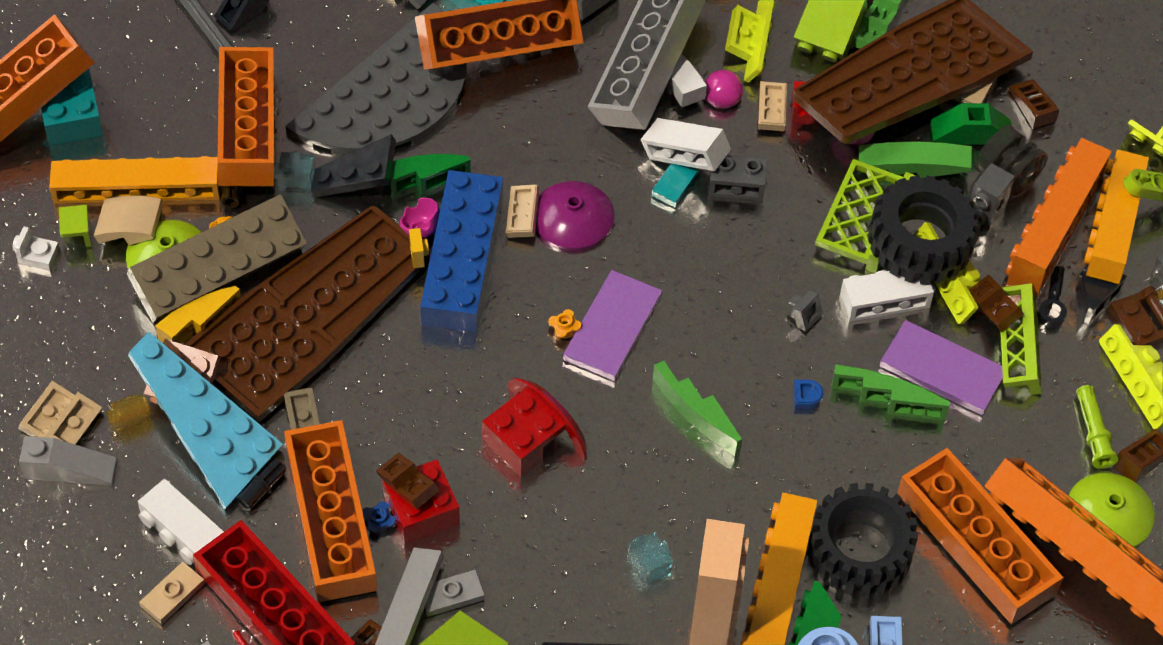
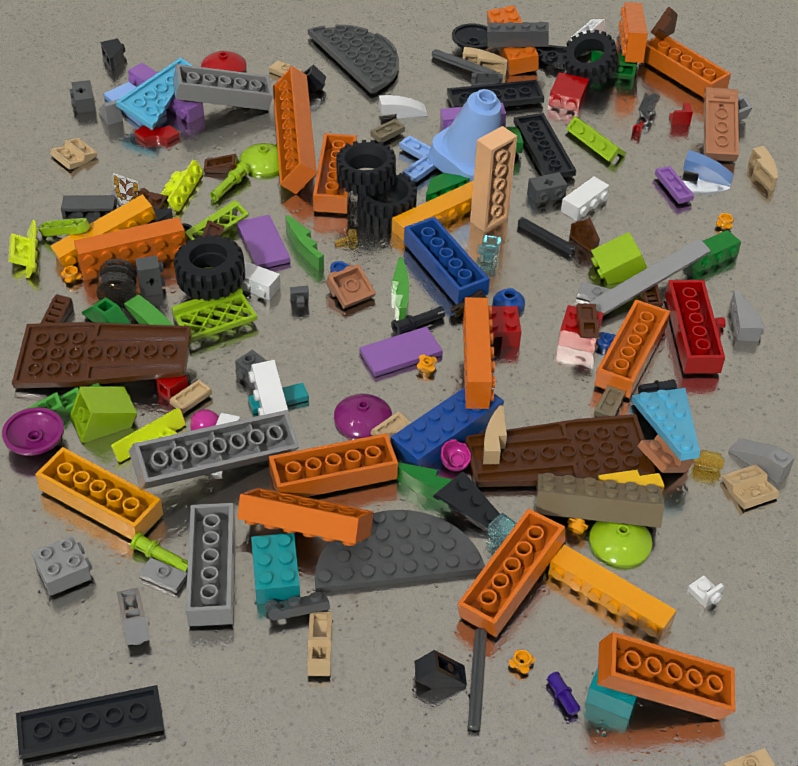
camera: 140 degrees left, 10 degrees down
(75, 222) = (671, 585): lime panel -> none
(114, 59) = (563, 693): none -> dark purple axle
(129, 218) = (635, 564): tan slope -> none
(172, 593) = (741, 371): tan plate -> none
(177, 64) = (522, 655): none -> light orange plate
(177, 520) = (715, 391): white brick -> none
(390, 255) = (495, 437): none -> tan slope
(418, 247) = (476, 431): yellow plate -> none
(490, 308) = (478, 353): none -> orange brick
(533, 115) = (334, 466): none -> orange brick
(552, 507) = (501, 300): none -> blue piece
(595, 442) = (460, 306): none -> dark brown pin
(637, 368) = (411, 322): none -> black pin
(681, 482) = (445, 259): none -> blue brick
(761, 364) = (350, 286): none -> nougat plate
(847, 456) = (352, 237): none -> clear yellow hand
(924, 488) = (366, 156): none -> black tyre

